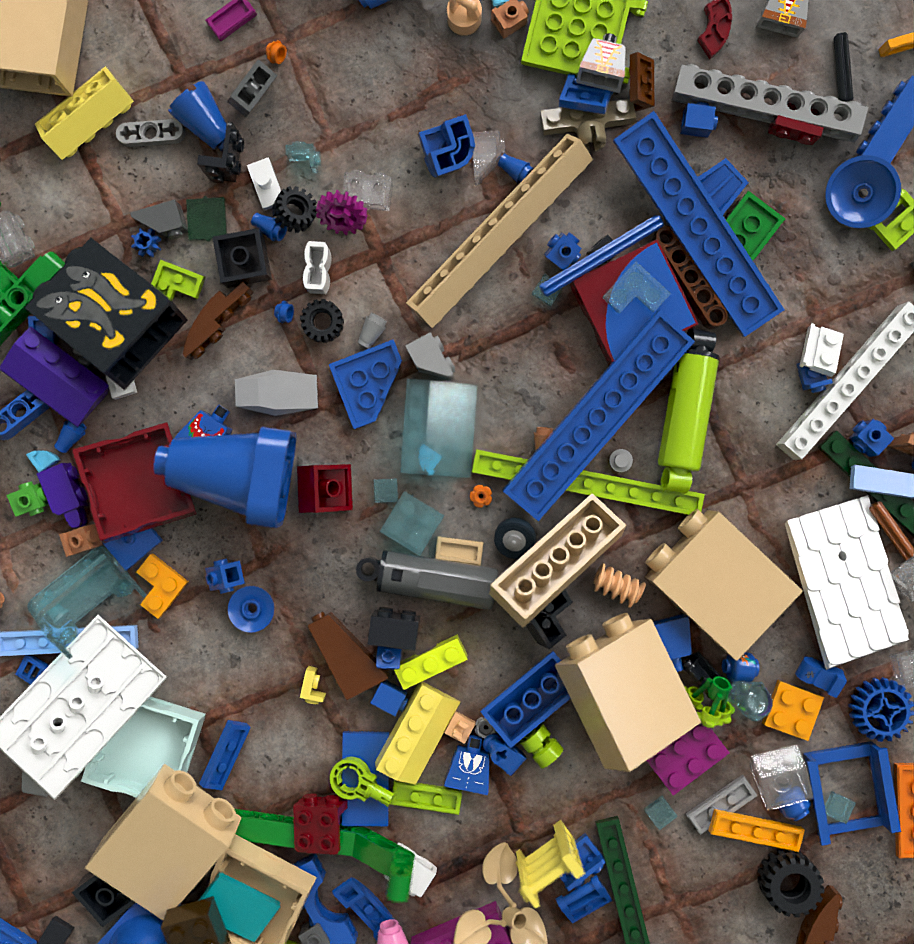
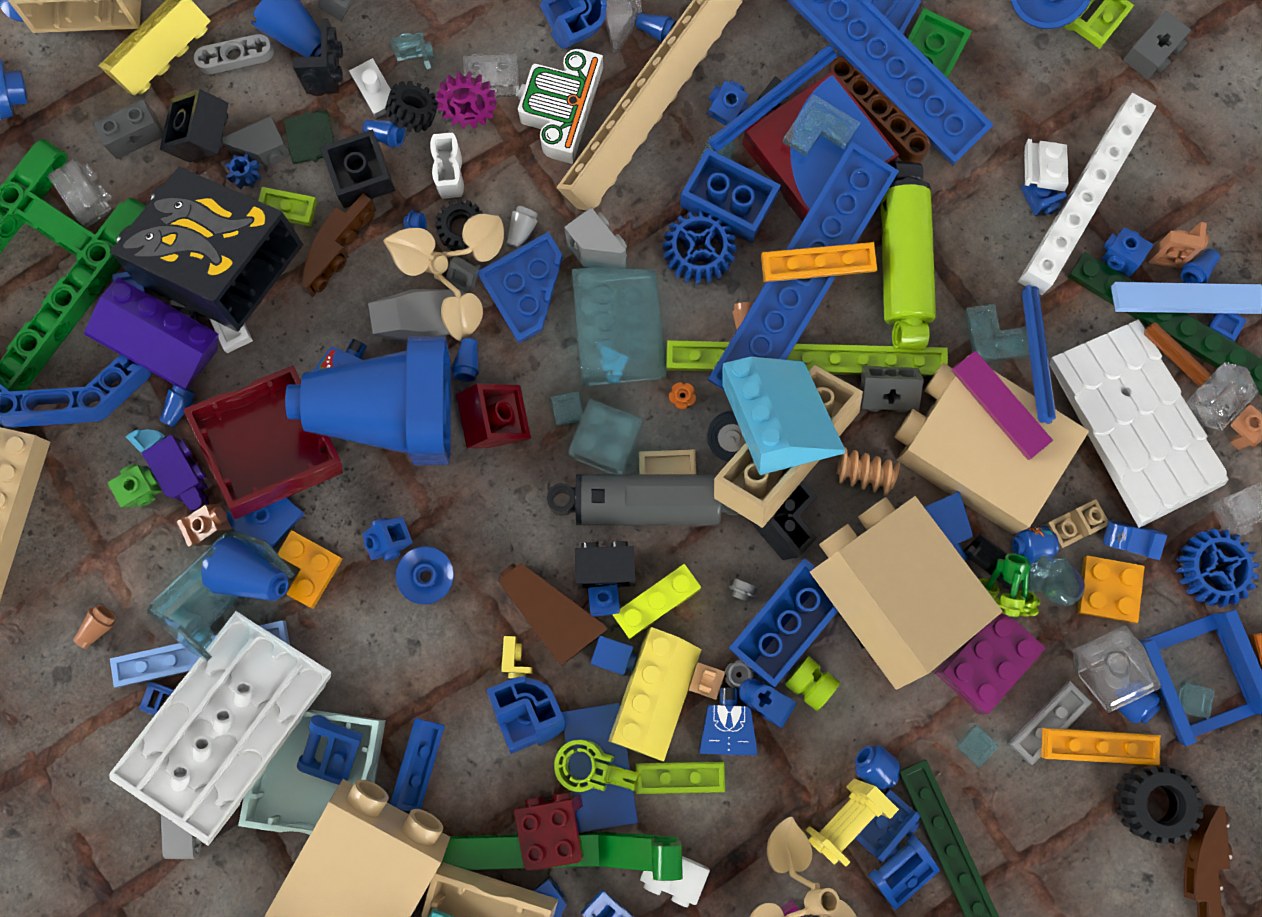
camera: 10 degrees left, 10 degrees down
(54, 189) = (129, 129): none -> dark grey brick
(106, 588) = (242, 572): none -> blue cone
(109, 198) = (194, 126): none -> black brick
(164, 739) = (338, 755): none -> blue plate
(278, 345) = (414, 254): none -> tan plant
(309, 438) = (465, 365): none -> blue cone
(313, 731) = (525, 712): none -> blue brick
(317, 364) = (462, 274): none -> dark grey tile
(422, 224) = (561, 102): none -> brick
(500, 662) = (742, 590): none -> light grey plate
(509, 365) = (683, 232): none -> blue gear
(549, 333) = (730, 194): none -> blue brick
(555, 536) = (779, 413): none -> medium azure slope
(579, 817) = (877, 767): none -> blue head
(612, 410) = (818, 262): none -> light orange tile
(620, 460) = (840, 327): light grey plate -> none
(651, 521) = (891, 388): none -> dark grey brick
(736, 559) = (1002, 405): none -> magenta tile
(740, 494) = (989, 340): none -> clear light blue plate
(777, 516) = (1038, 355): none -> blue axle
(778, 654) = (1078, 523): none -> tan slope

